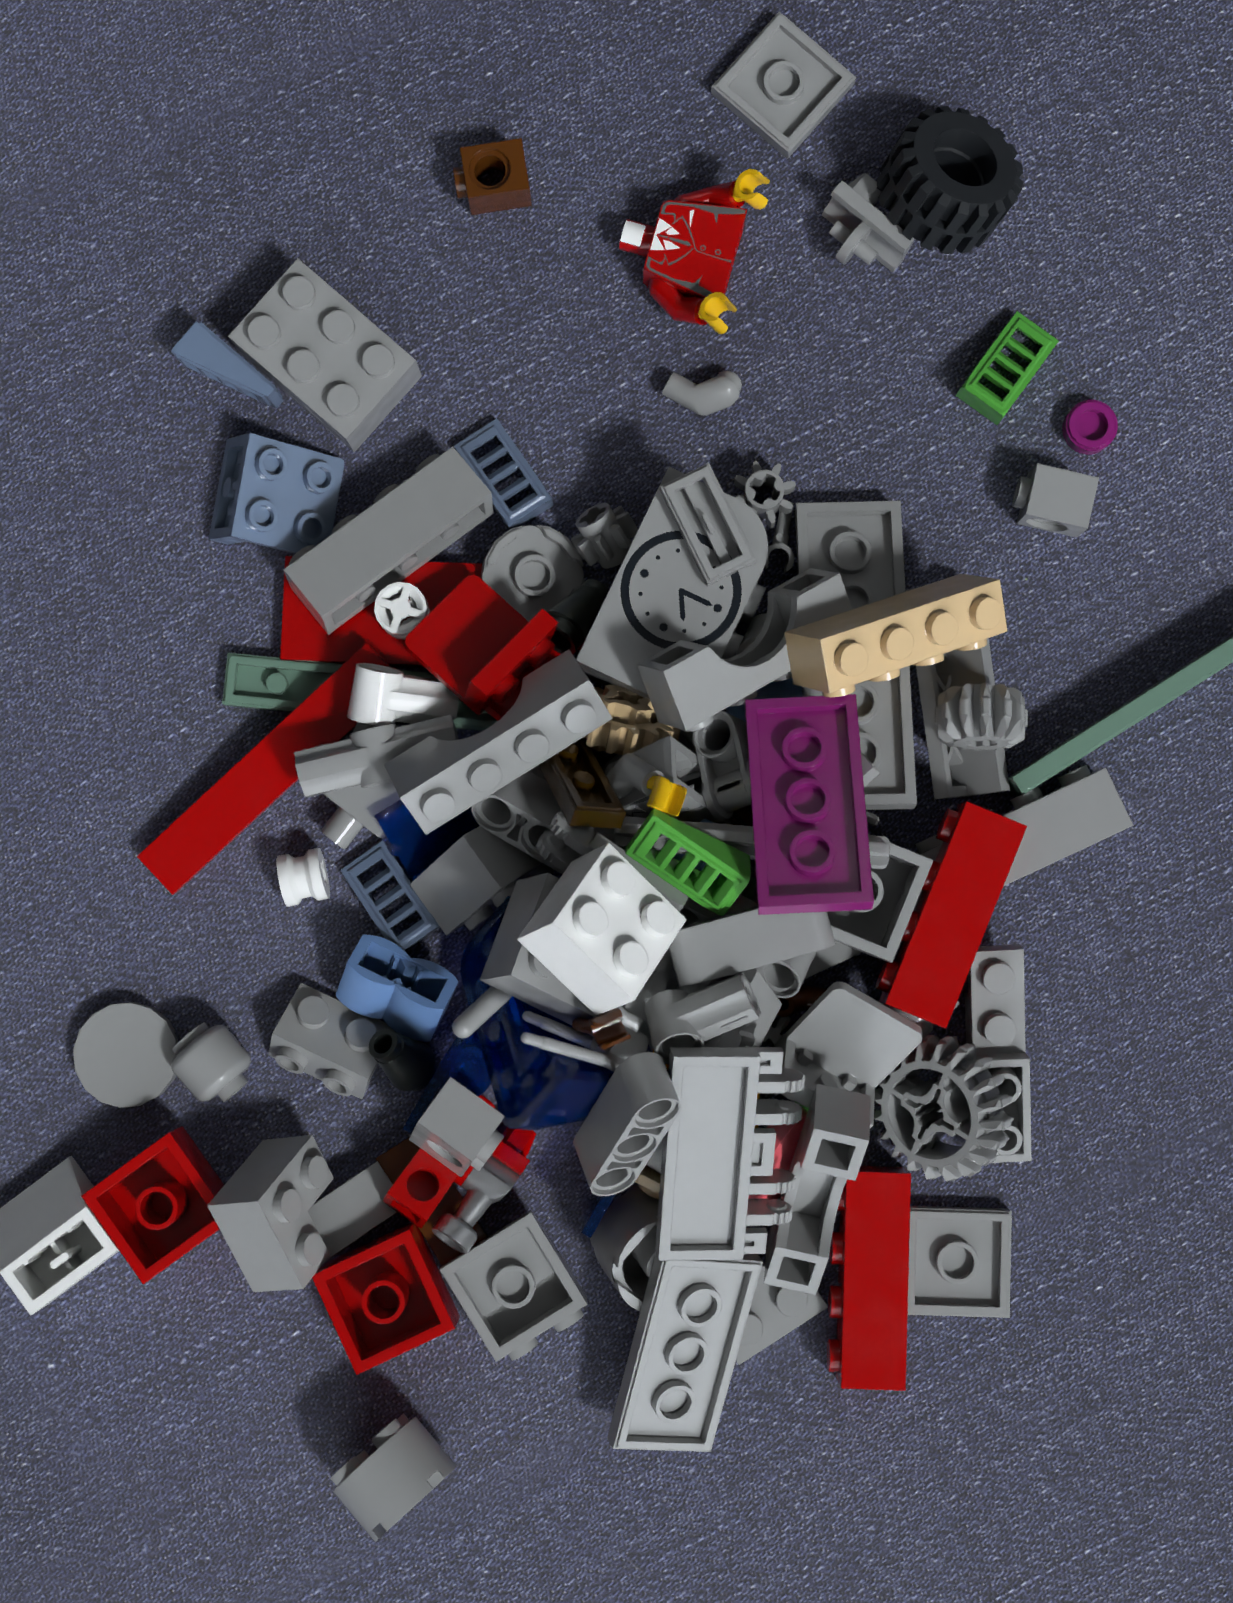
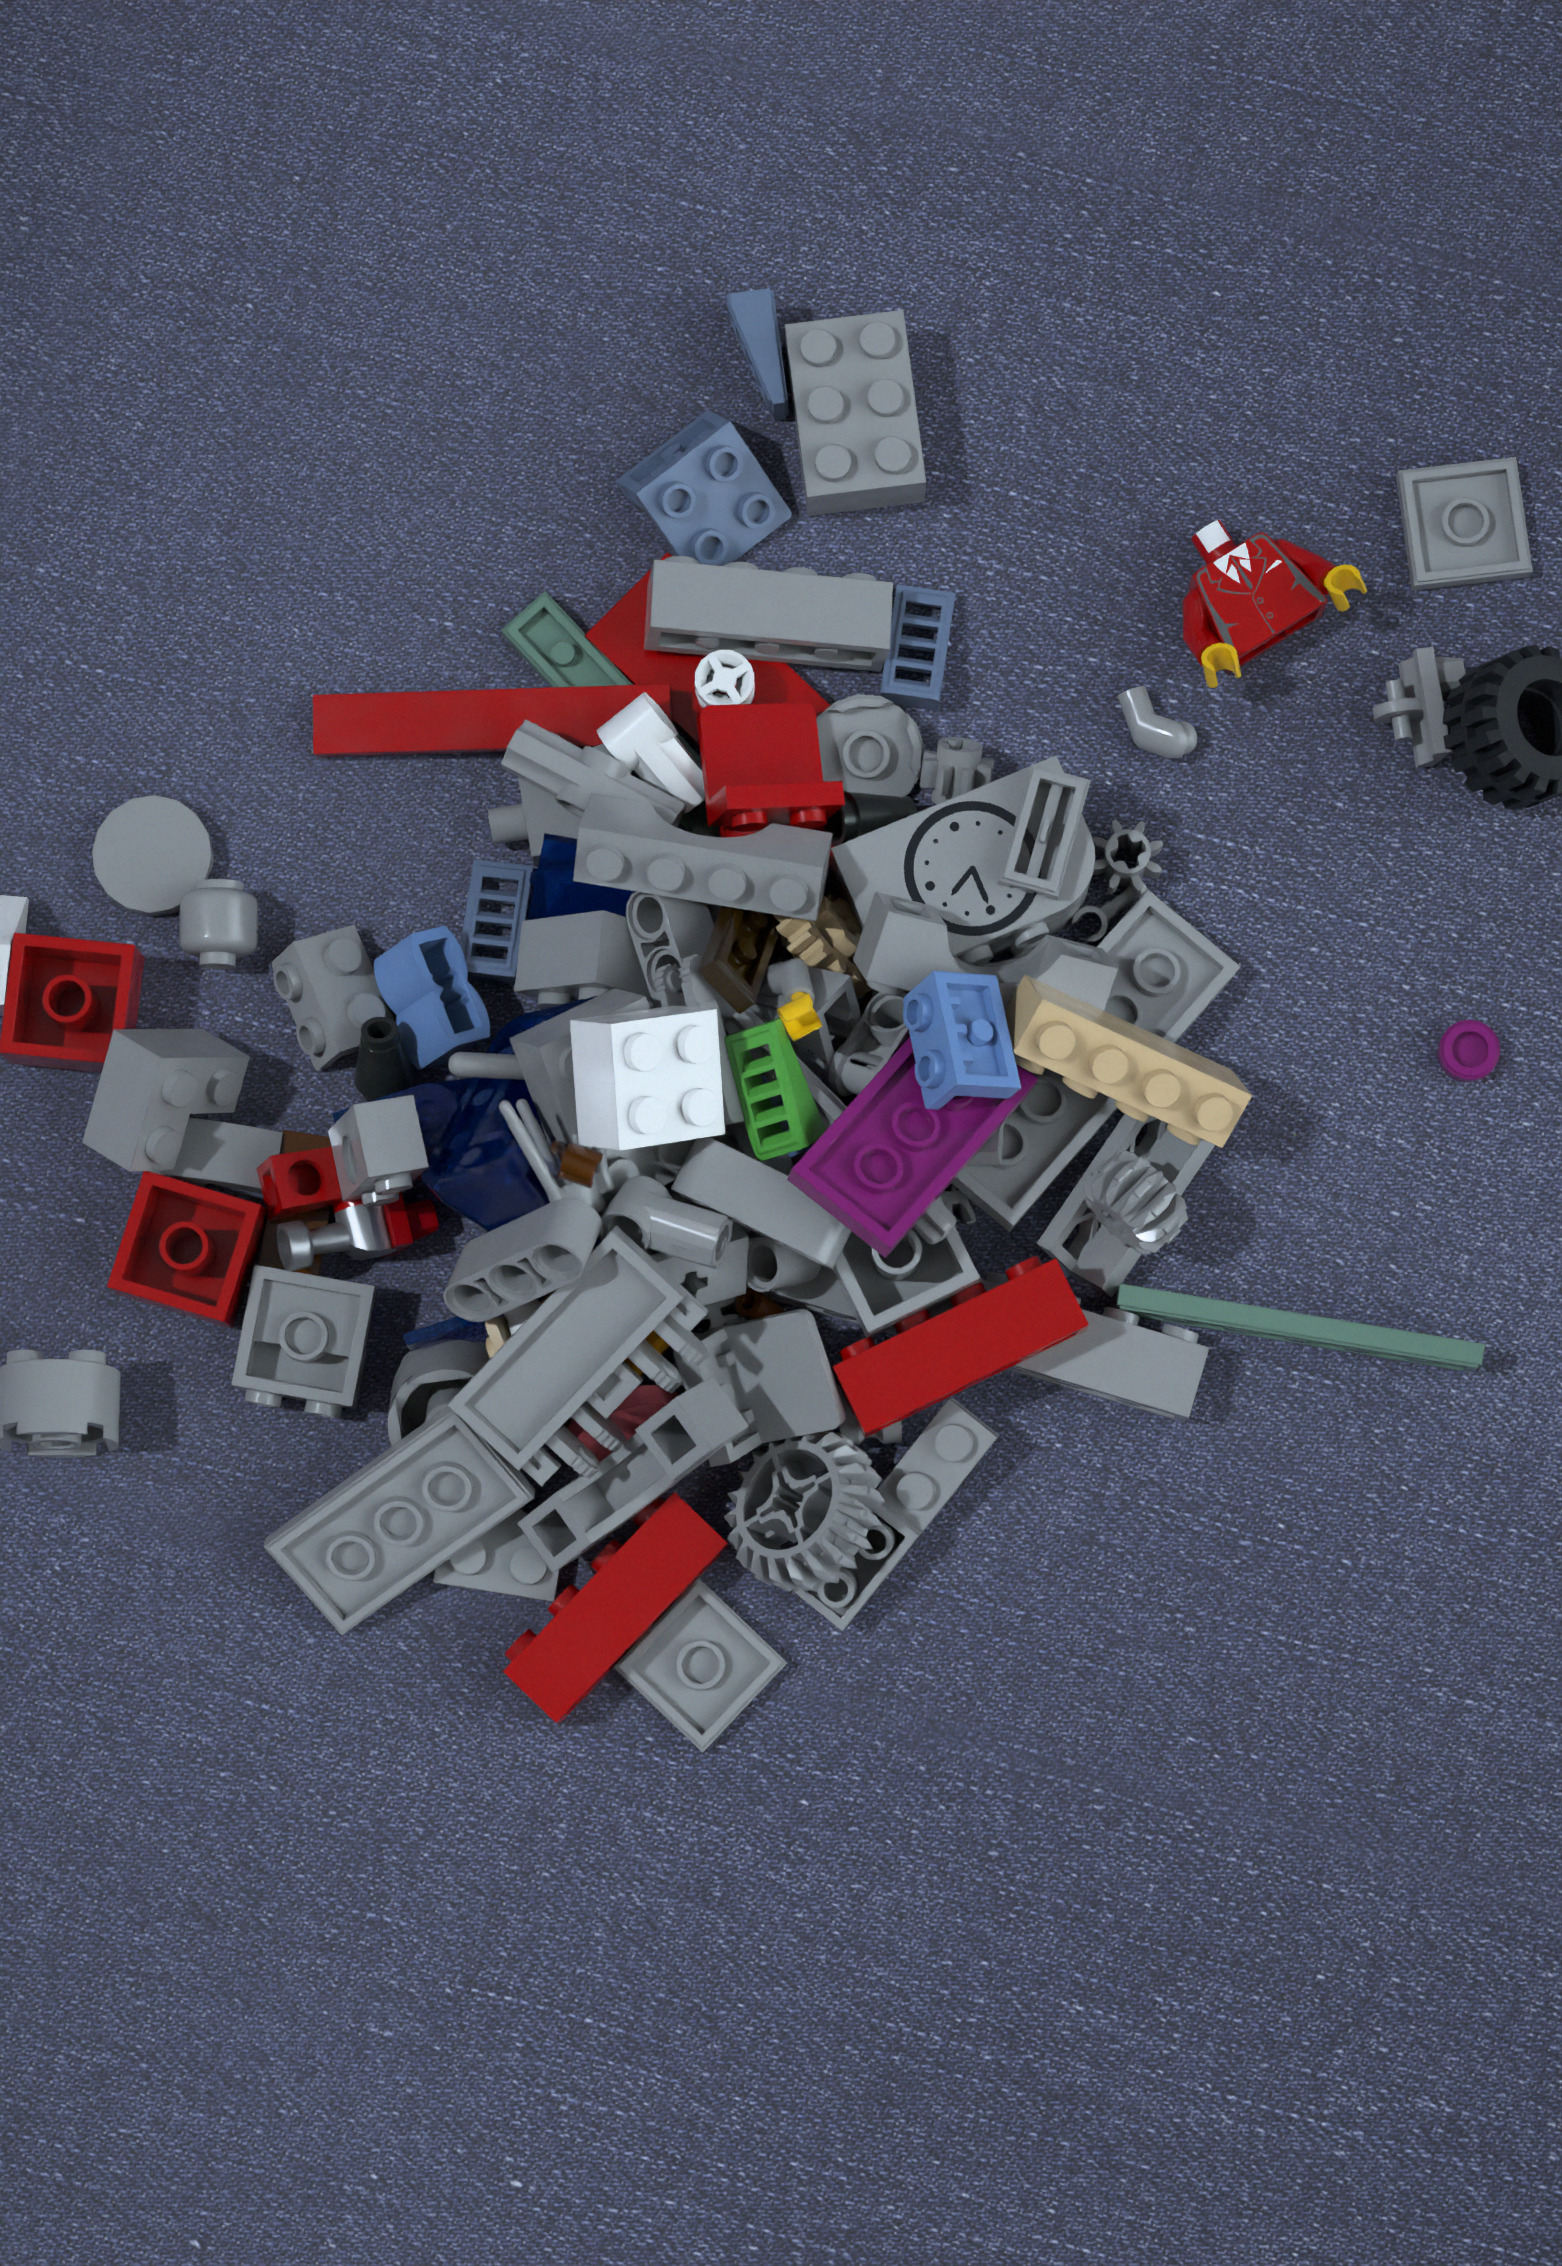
camera: 40 degrees right, 5 degrees down
(303, 877) = (437, 836): white wheel -> none
(501, 156) = (1142, 410): reddish brown brick -> none
(786, 715) = (960, 1038): none -> medium blue bracket
(982, 398) = (1394, 948): bright green slope -> none
(1055, 500) = (1377, 1084): light grey brick -> none

